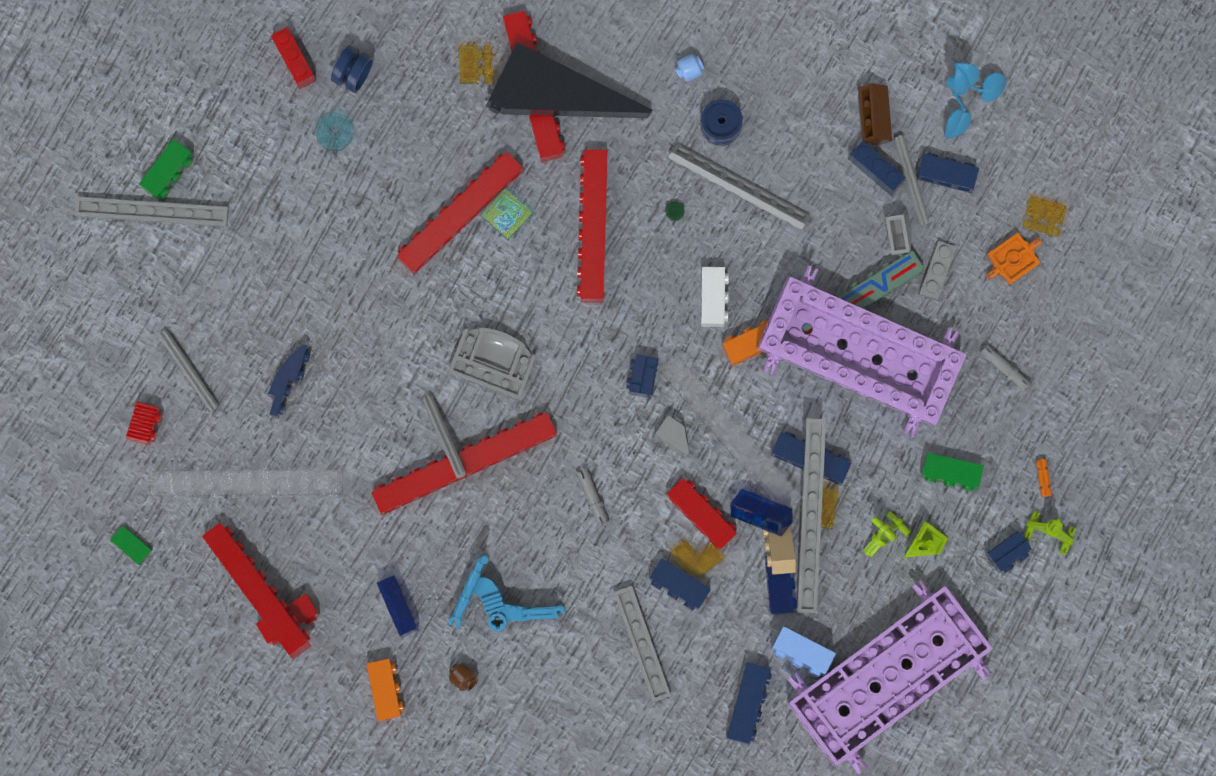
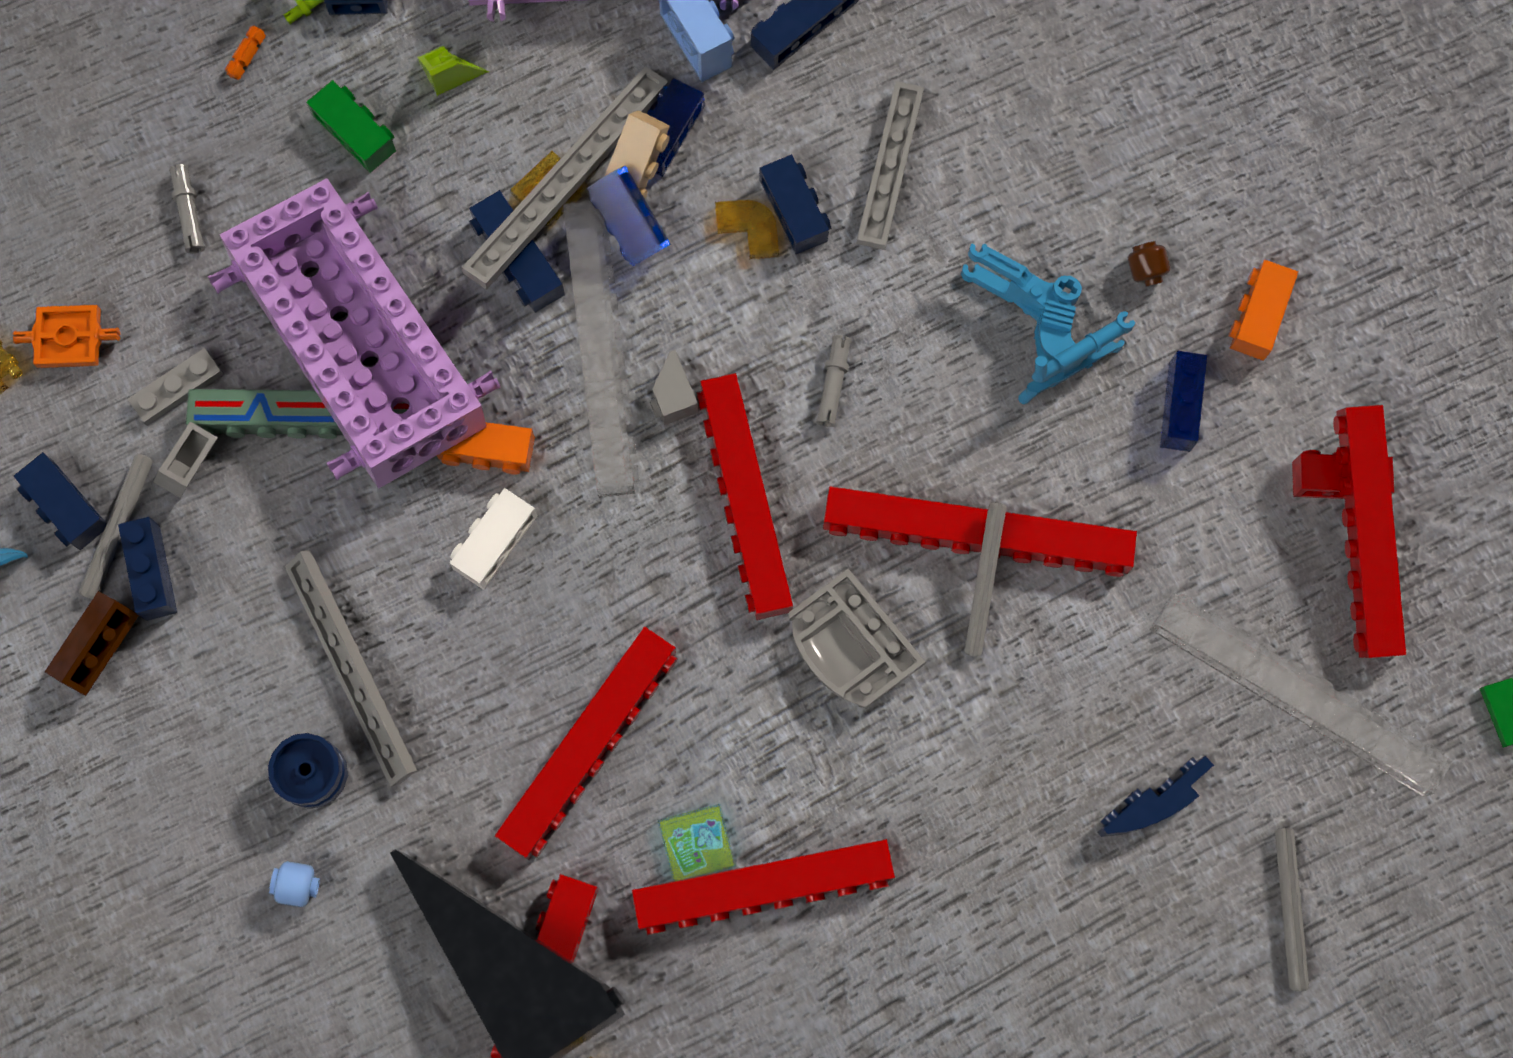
camera: 150 degrees left, 5 degrees down
(144, 423) = (1400, 870): red brick -> none
(598, 404) = (745, 496): none -> red brick
(643, 376) = (660, 494): dark blue brick -> none
(675, 211) = (461, 693): dark green tile -> none
(701, 514) = (706, 271): red brick -> none
(885, 531) = (490, 99): lime axle -> none

